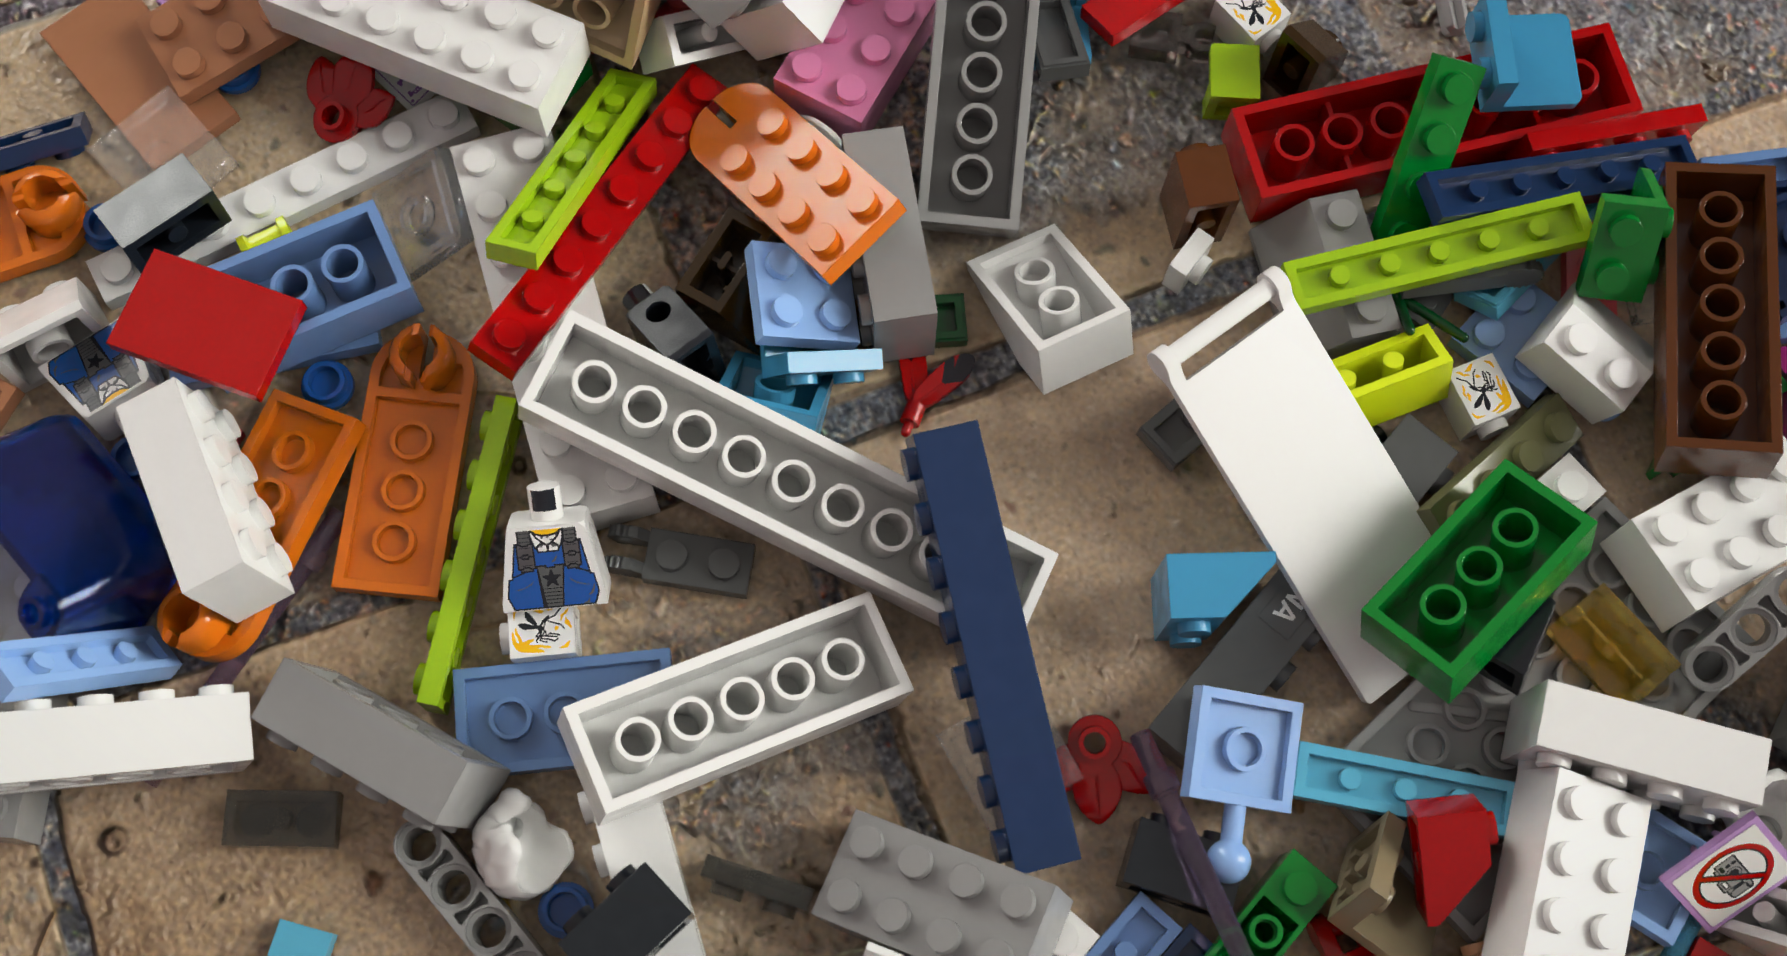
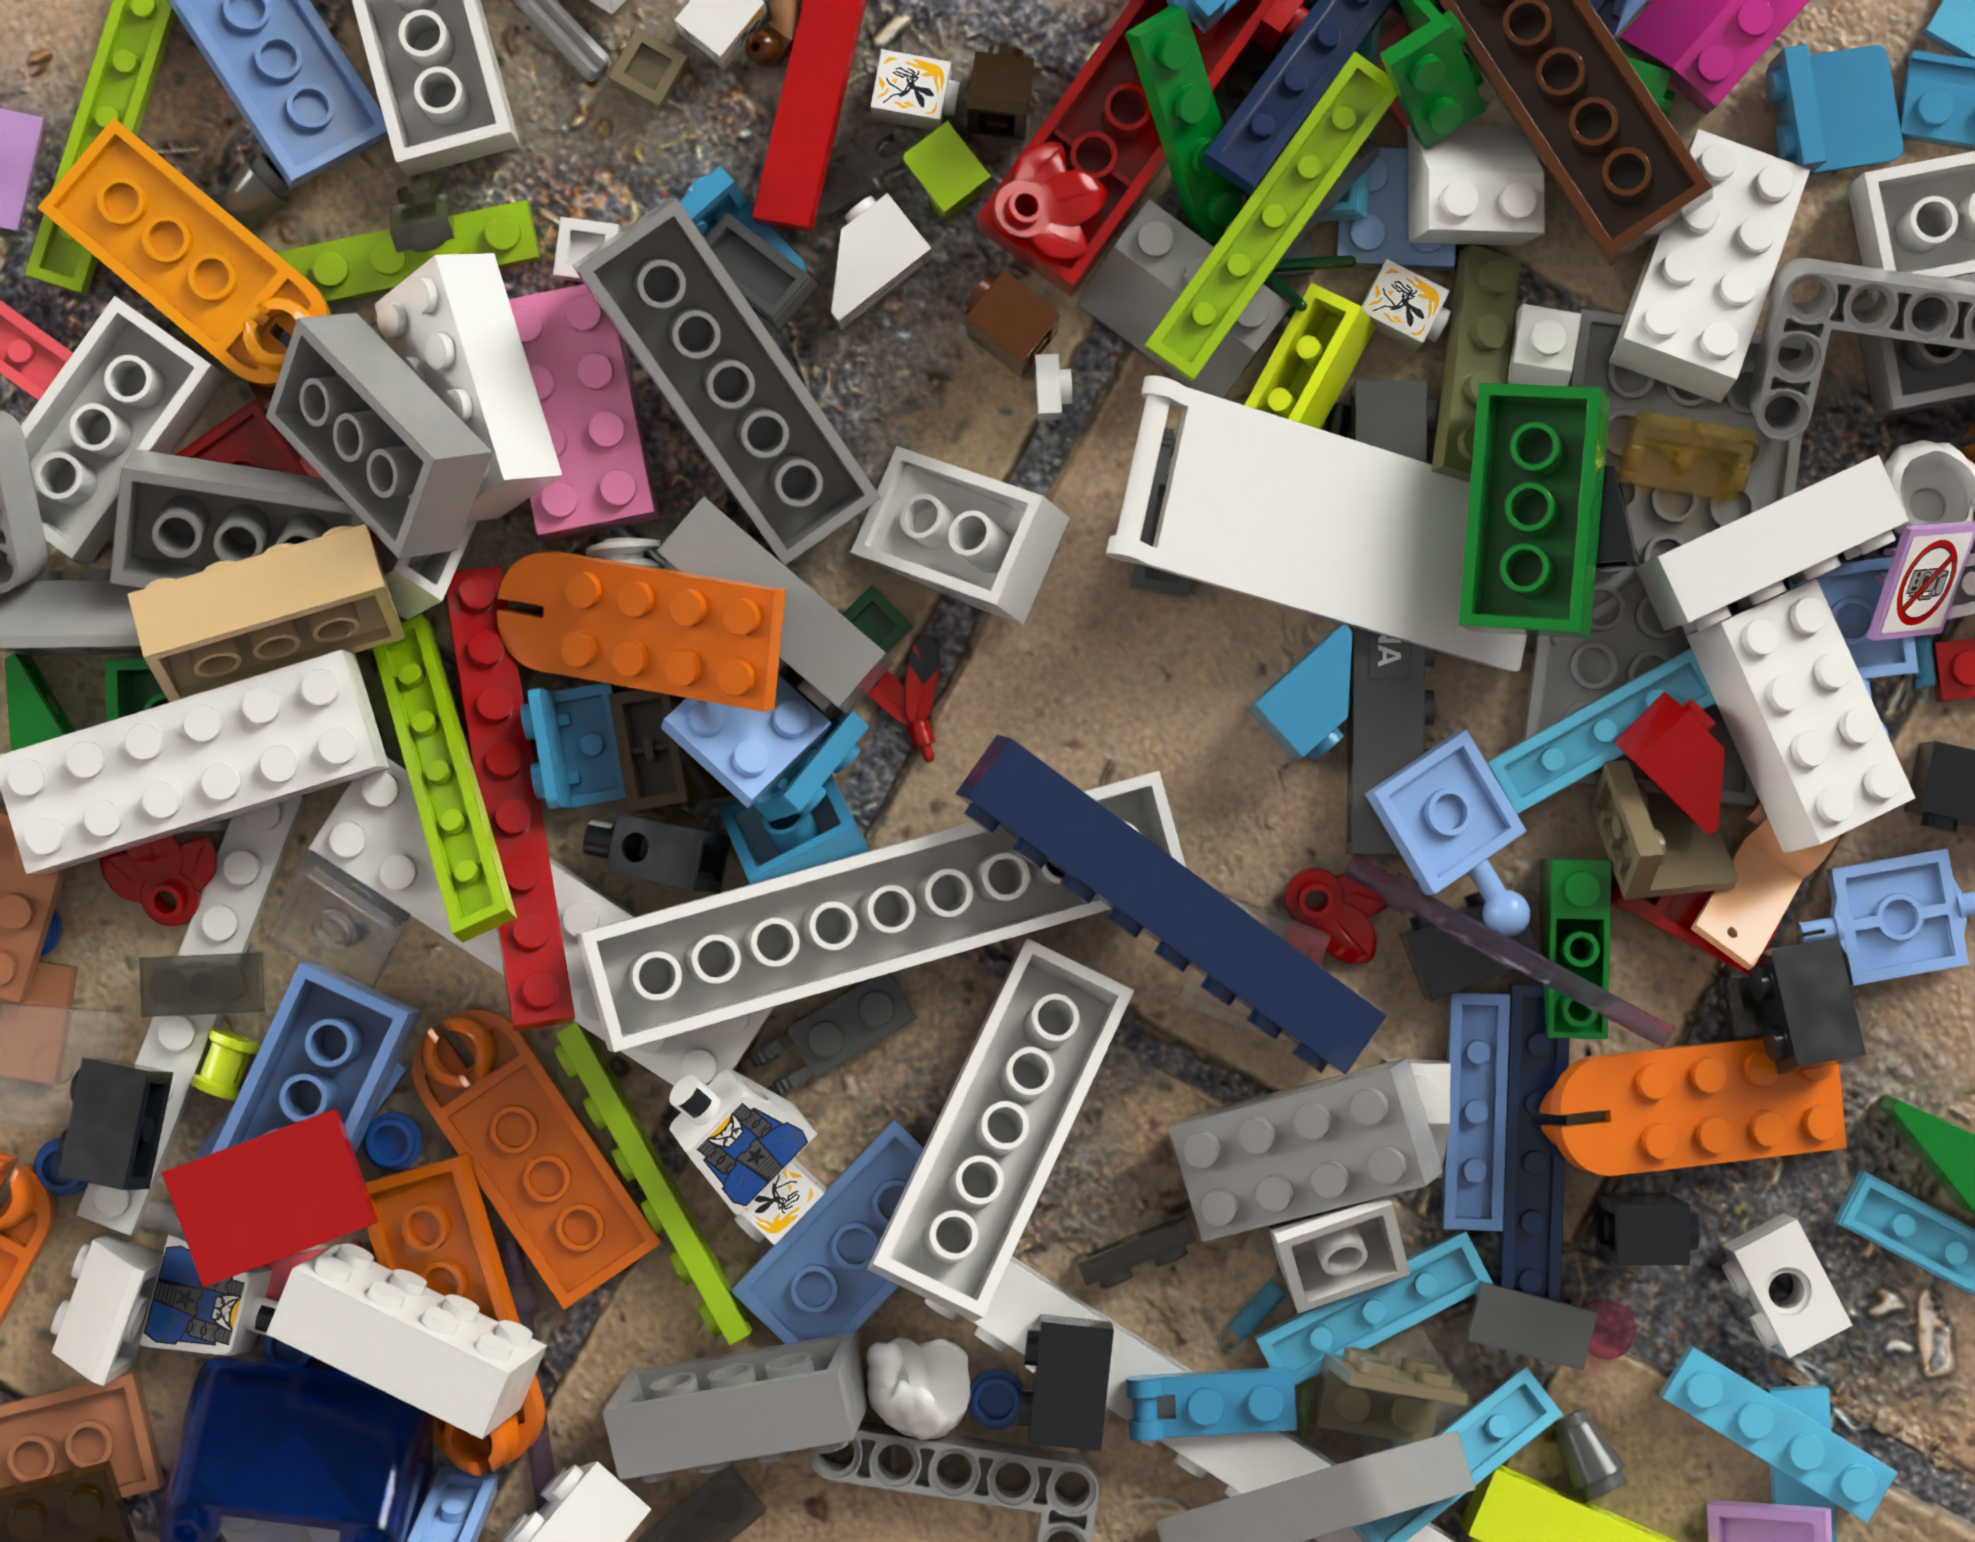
camera: 35 degrees left, 15 degrees up
(301, 178) = (202, 984): none -> clear smoke plate
(670, 223) = (574, 746): none -> dark azure bracket
(1137, 97) = (874, 256): none -> white slope
(1292, 136) = (1058, 202): none -> red plate

